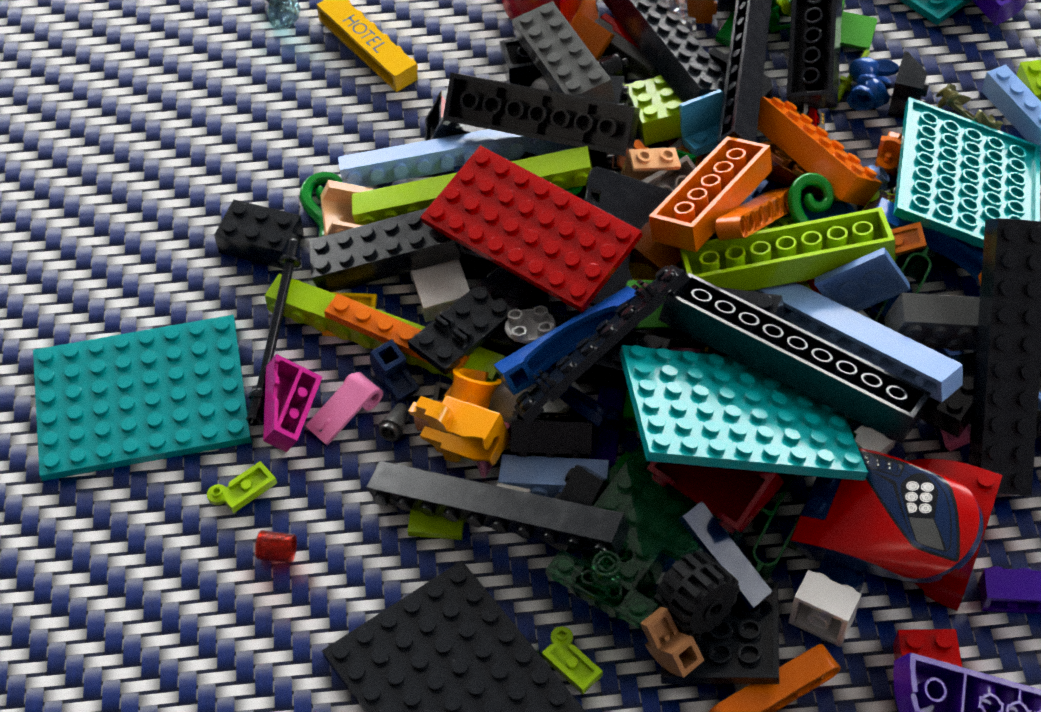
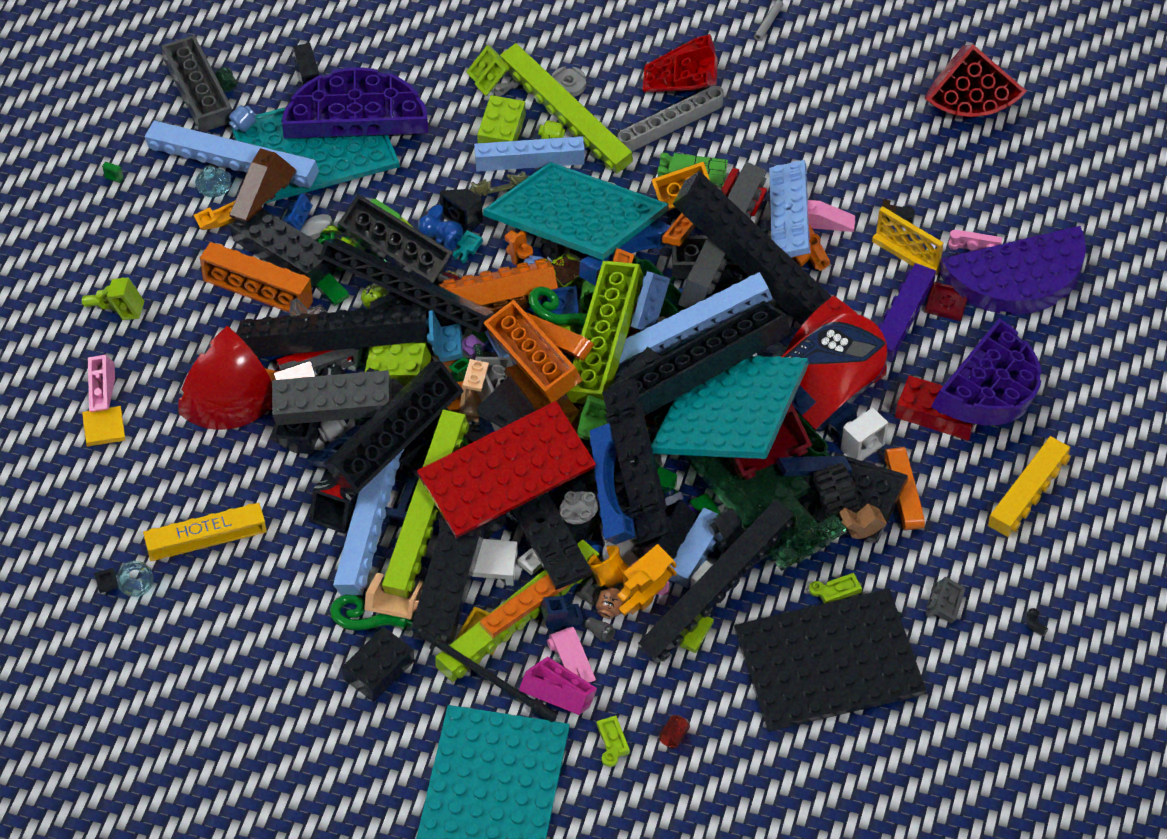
camera: 70 degrees left, 0 degrees up
(868, 117) = (467, 245): none -> teal plate

